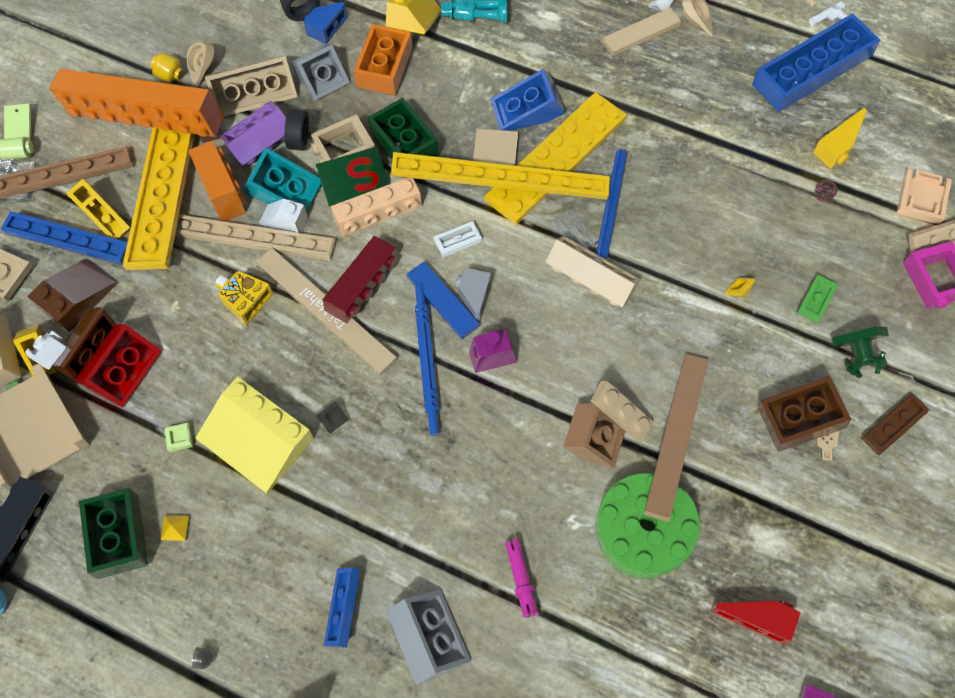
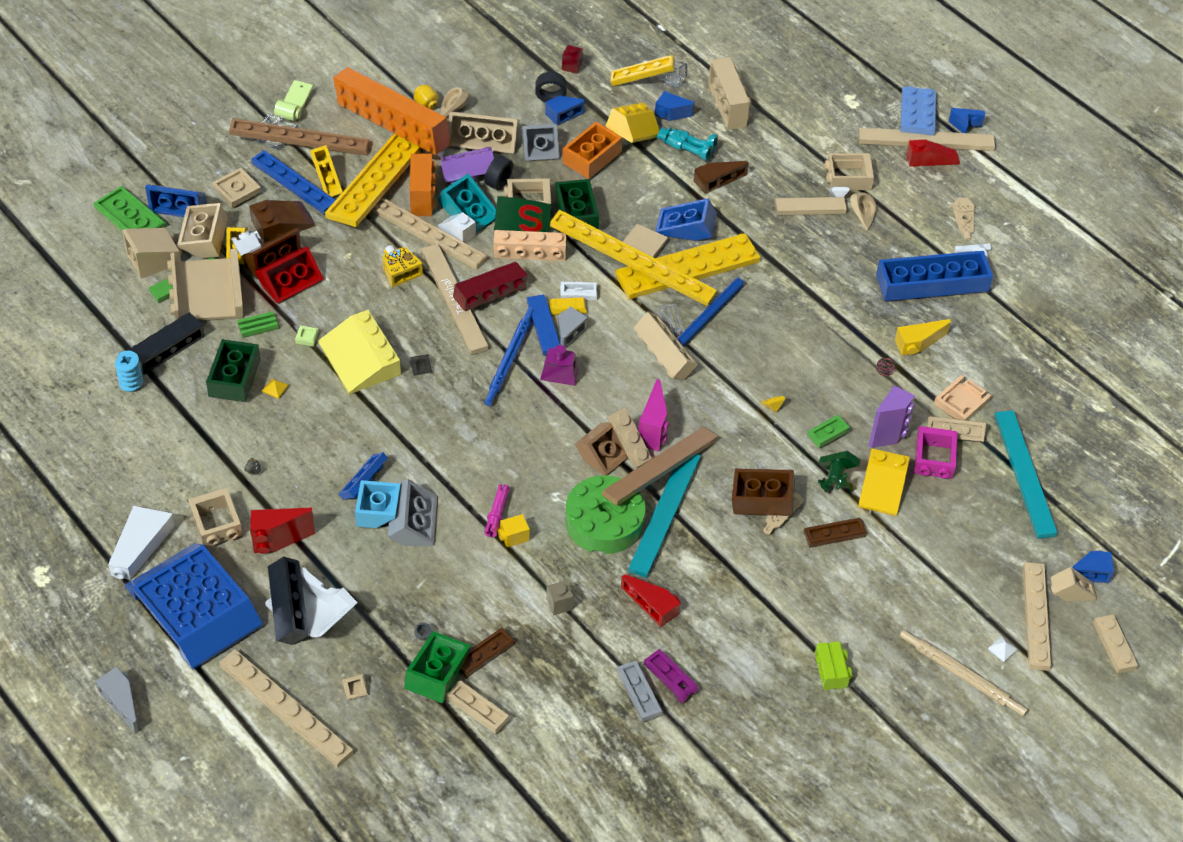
camera: 20 degrees right, 15 degrees down
(110, 445) = (258, 323): none -> bright green tile
(381, 645) = (376, 503): none -> medium azure slope
(455, 264) = (562, 304): none -> yellow tile
(529, 33) = (717, 174): none -> reddish brown slope
(556, 599) = (514, 530): none -> yellow brick
(636, 371) = (653, 422): none -> dark pink slope
(659, 670) = (559, 597): none -> dark tan brick
(708, 501) = (663, 517): none -> teal tile
(886, 255) = (892, 418): none -> medium lavender slope
(912, 337) = (883, 482): none -> yellow slope

